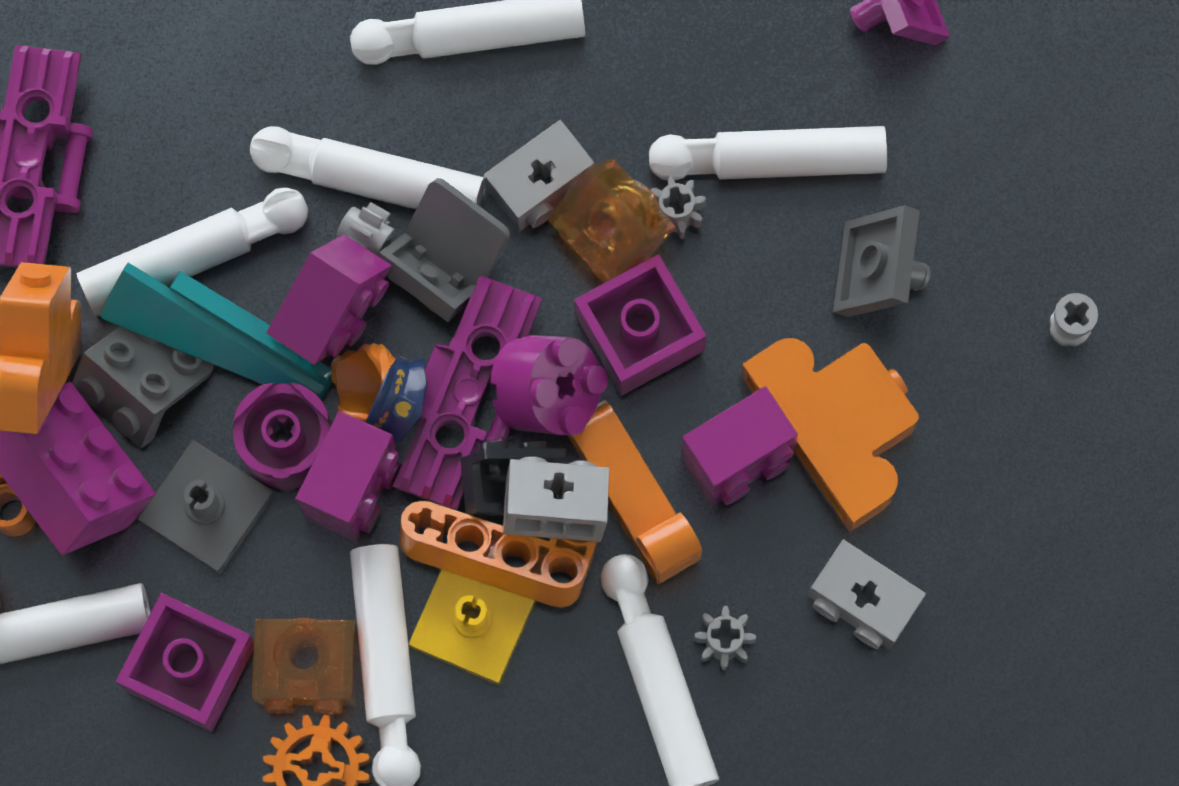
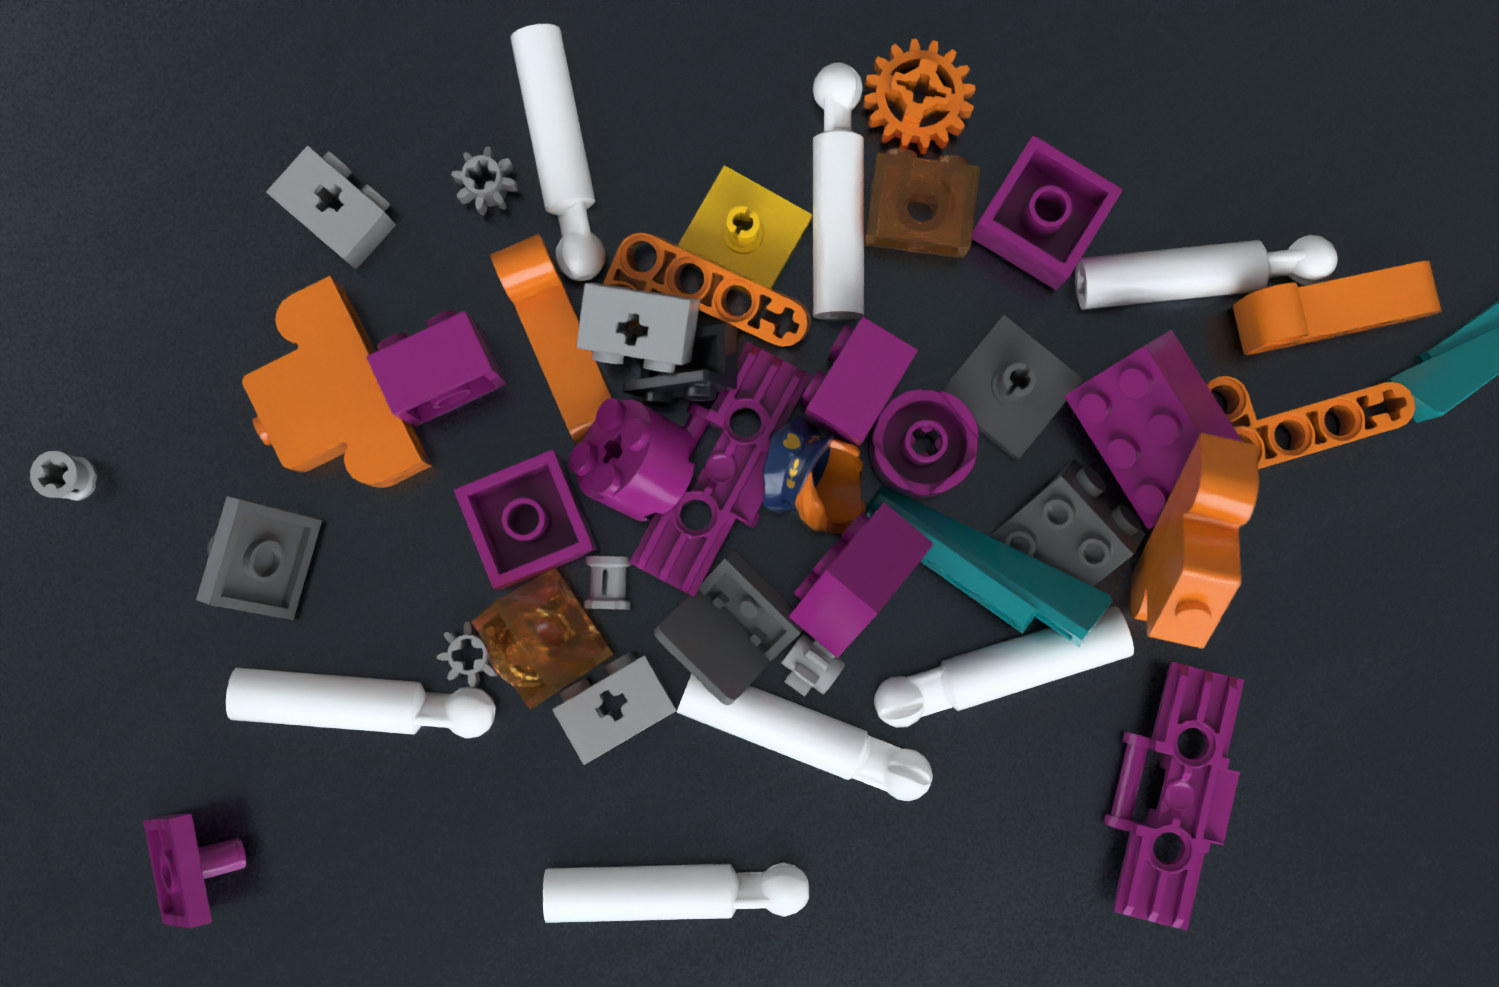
camera: 175 degrees left, 10 degrees up
(555, 268) = (607, 582): none -> light grey bush

